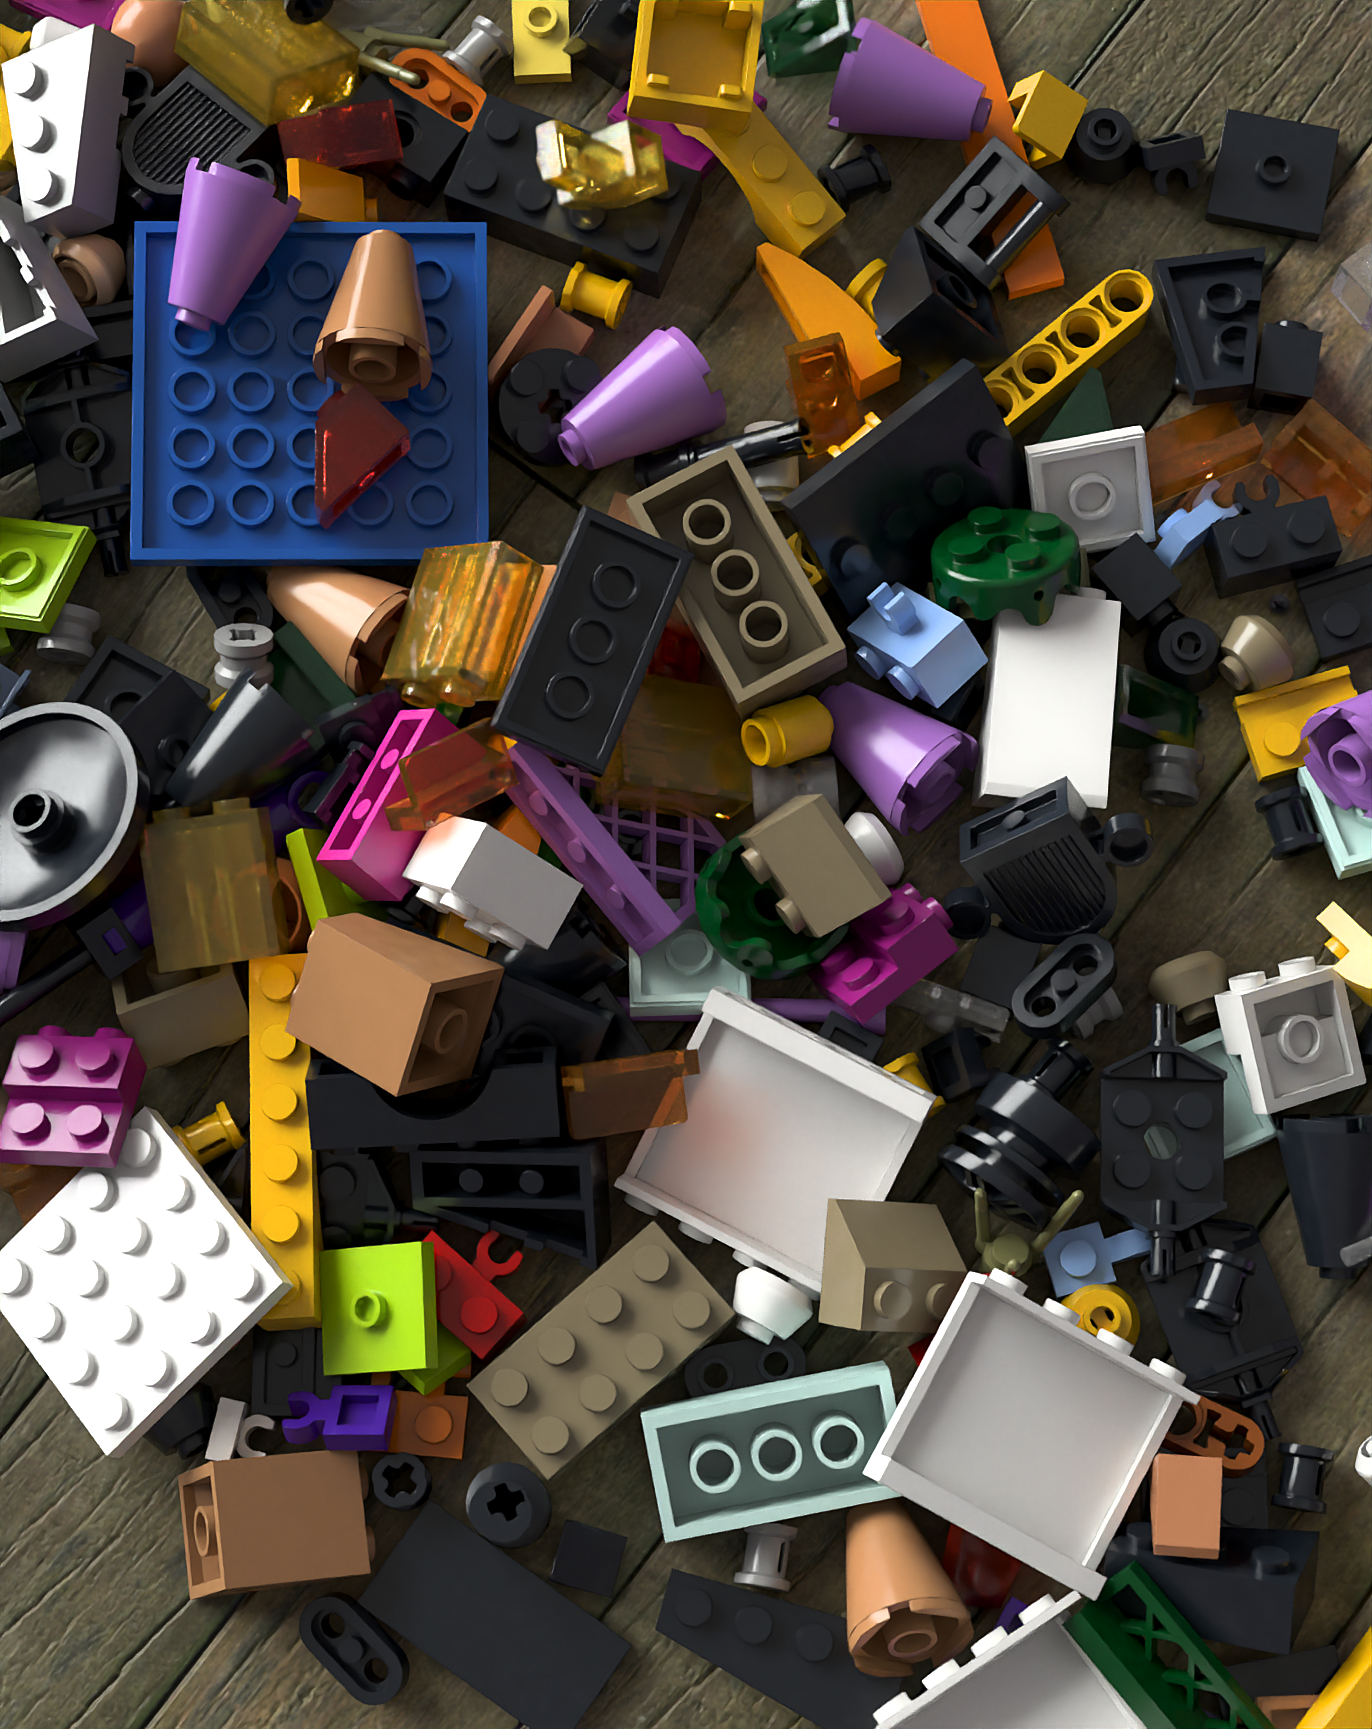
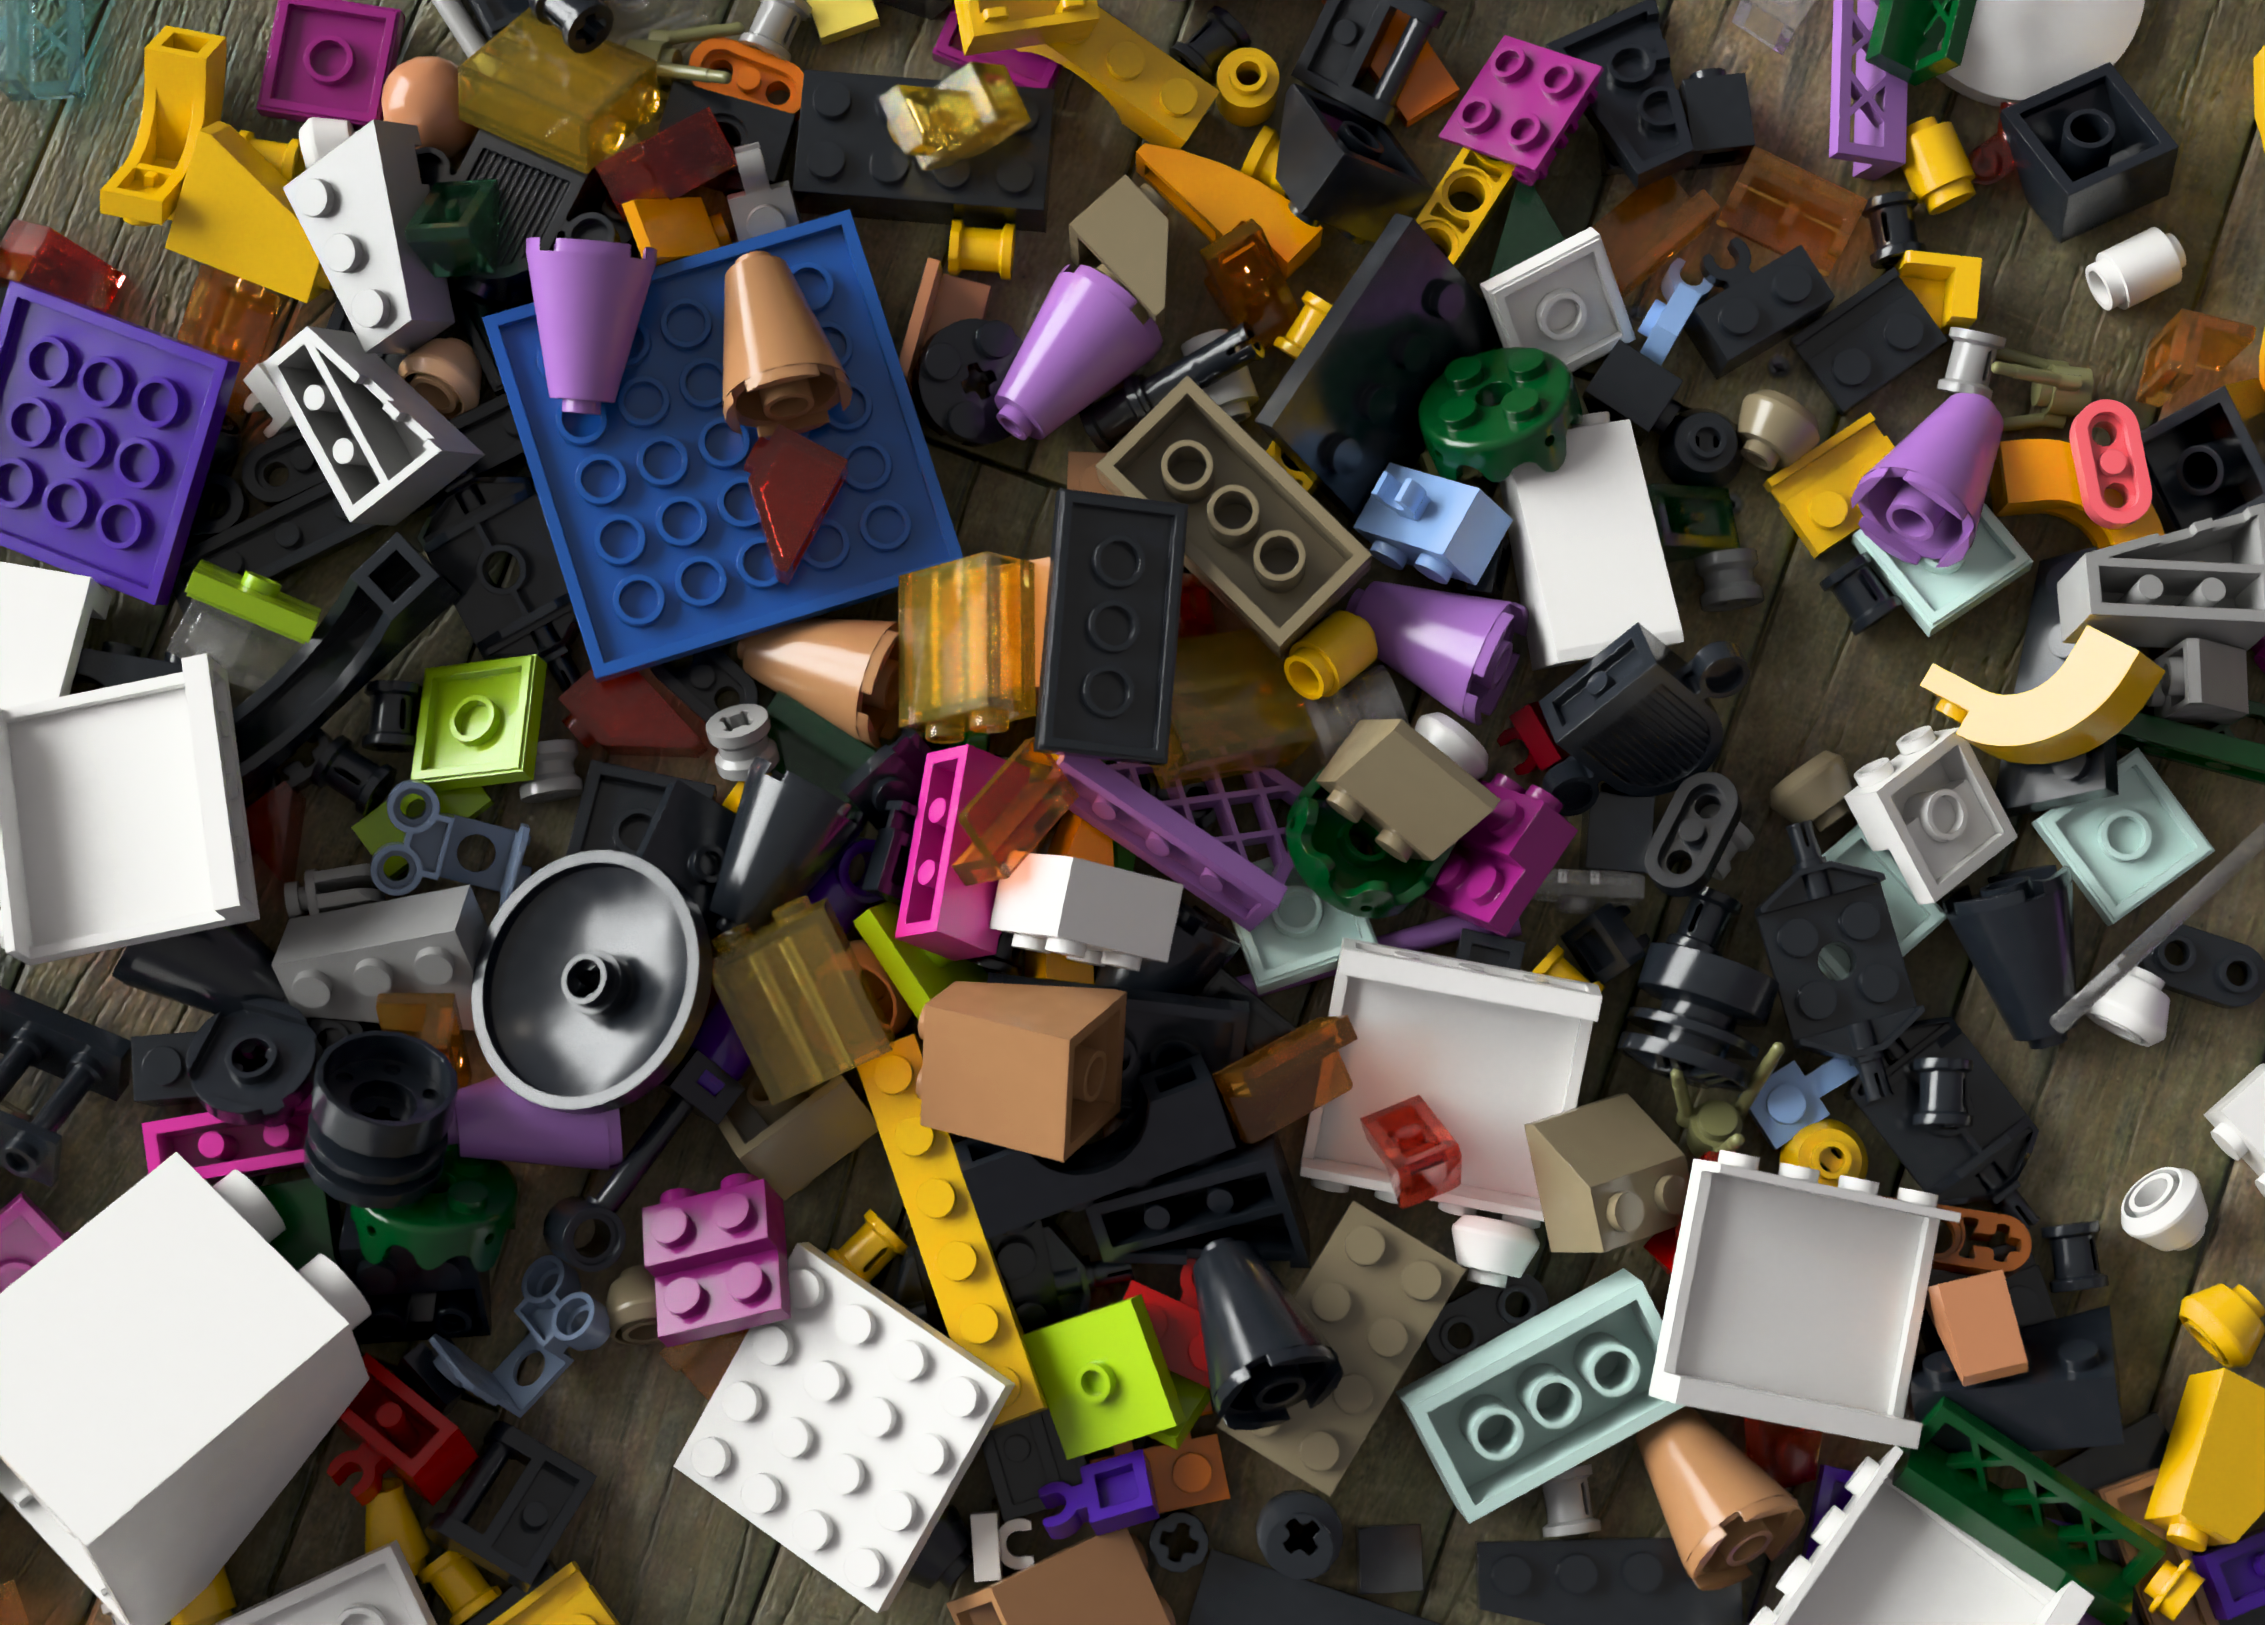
camera: 20 degrees left, 5 degrees up
(137, 140) = (457, 228): none -> clear green slope
(152, 608) = (627, 718): none -> clear red slope
(412, 198) = (762, 205): none -> light grey plate
(522, 1315) = (1257, 1339): none -> black cone
(722, 1195) = (1415, 1149): none -> clear red slope
(724, 322) = (1128, 241): none -> dark tan slope
(874, 220) = (1248, 103): none -> yellow brick
(948, 855) = (1536, 734): none -> dark red tile
(1113, 304) = (1523, 106): none -> magenta hinge

